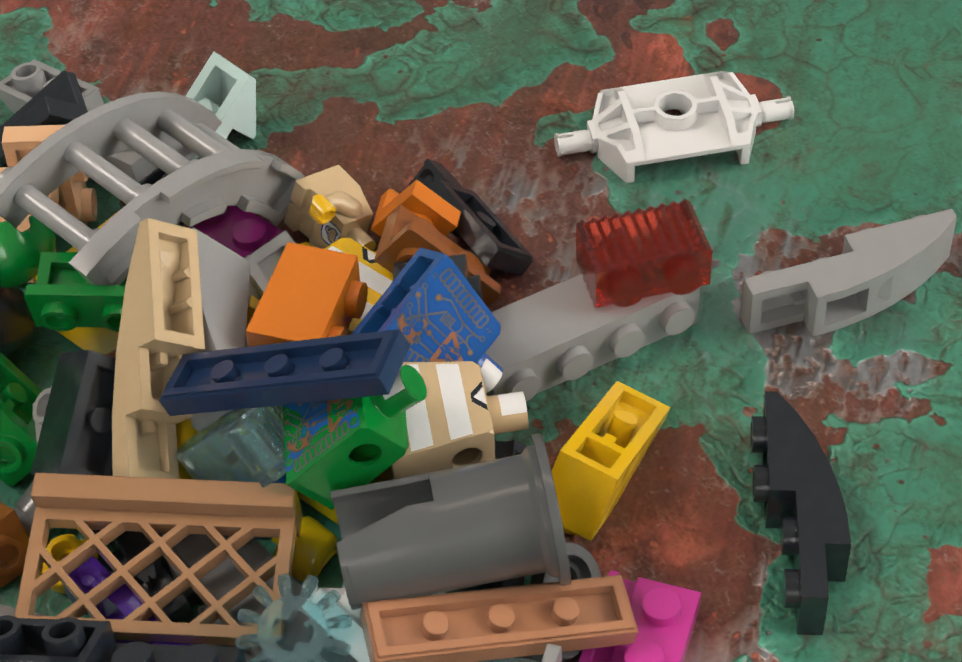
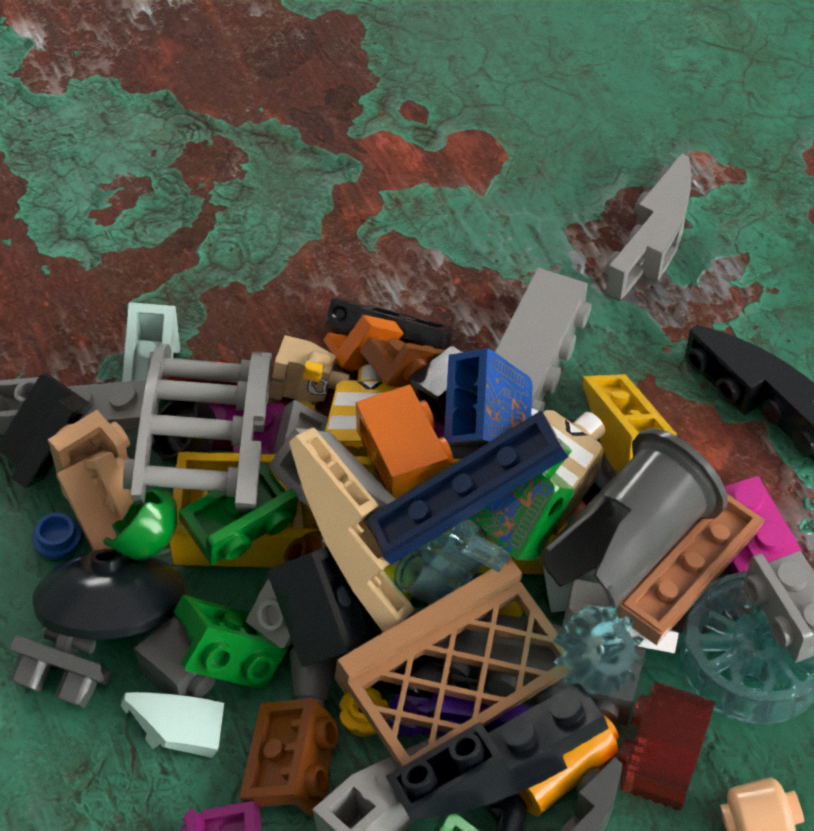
camera: 40 degrees left, 5 degrees up
(634, 130) = (438, 209): white plate -> none
(643, 254) = (550, 284): clear red brick -> none

